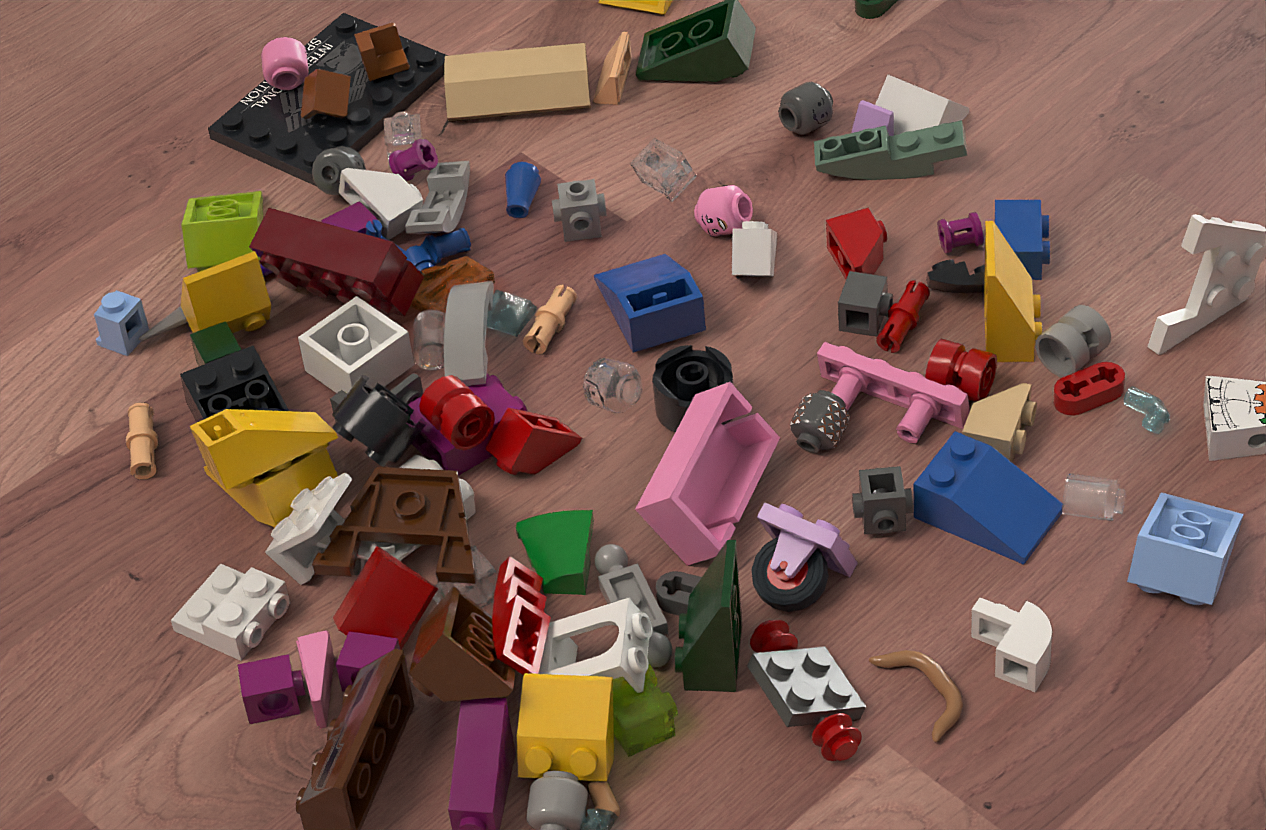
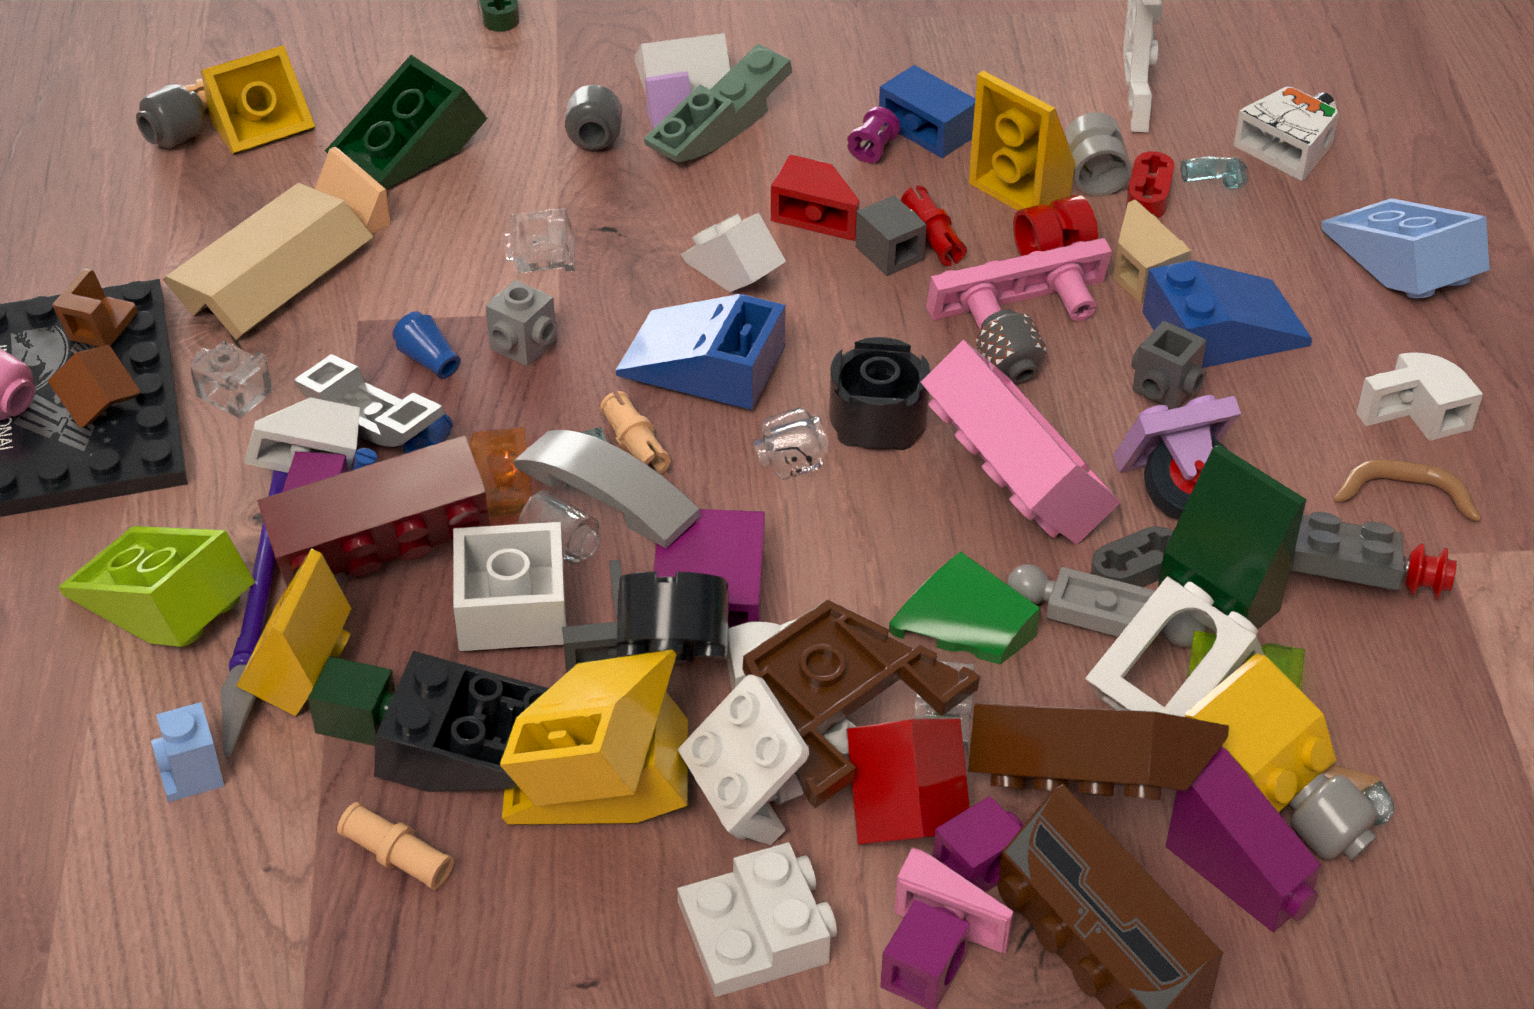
camera: 55 degrees left, 0 degrees up
(330, 163) = (197, 441): dark grey head -> none
(413, 159) = (279, 385): magenta bush -> none
(457, 412) = (741, 550): red wheel -> none
(519, 617) = (1073, 684): red slope -> none
(530, 441) = (801, 546): red slope -> none
(722, 210) = (654, 240): bright pink head -> none
(955, 278) = (939, 162): black slope -> none
(1093, 497) = (1292, 255): clear brick -> none

